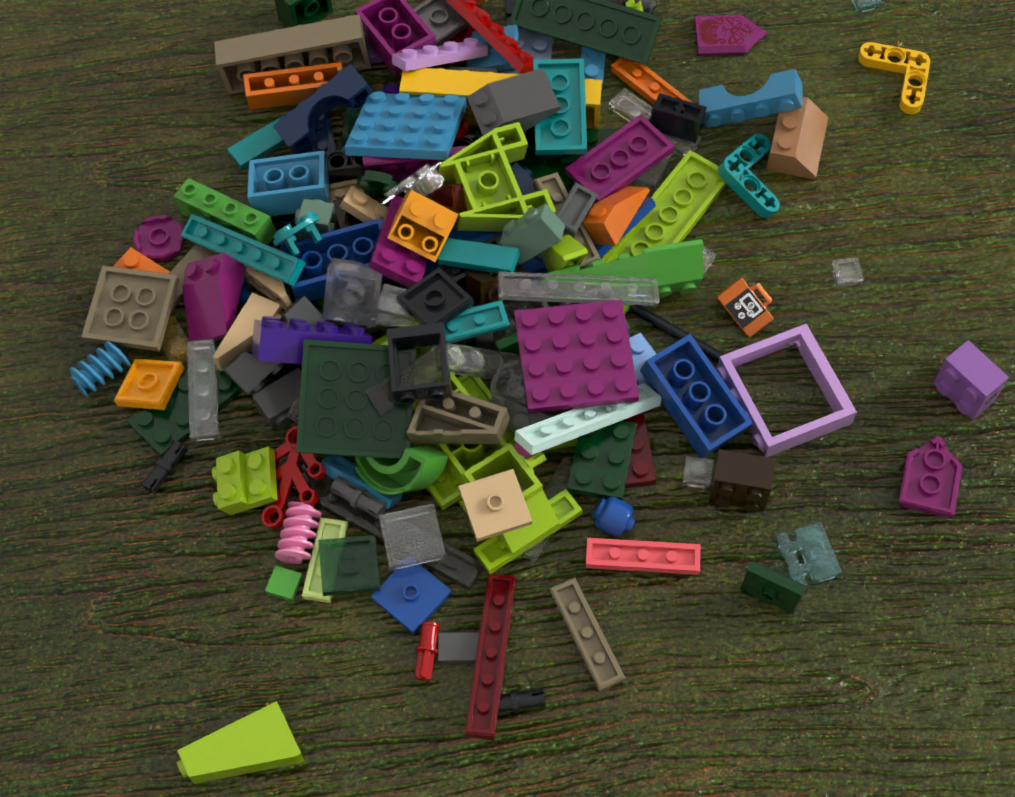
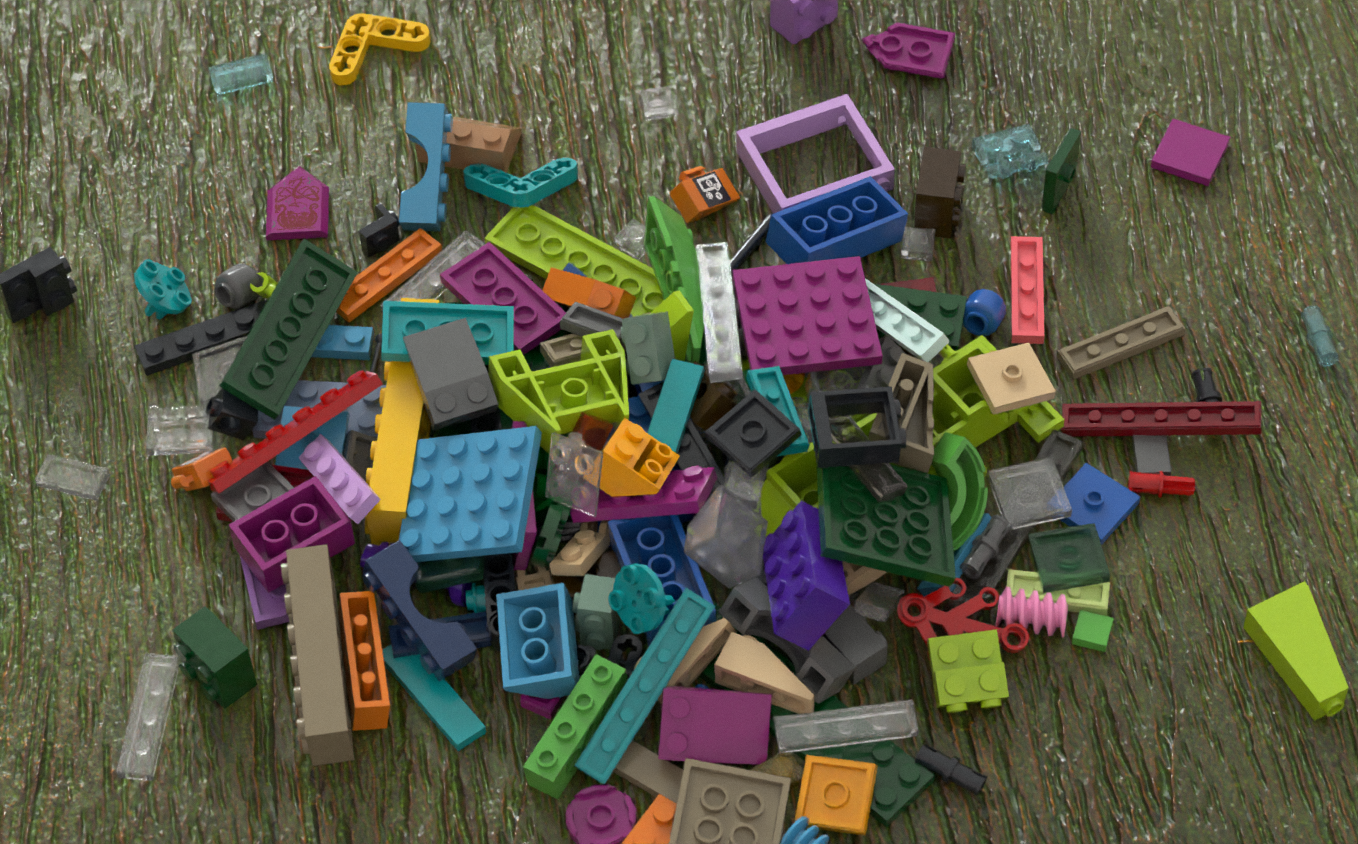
camera: 90 degrees left, 10 degrees down
(677, 117) = (441, 241): black hinge -> none
(692, 82) = (381, 233): none -> black bracket
(818, 719) = (1190, 152): none -> magenta tile

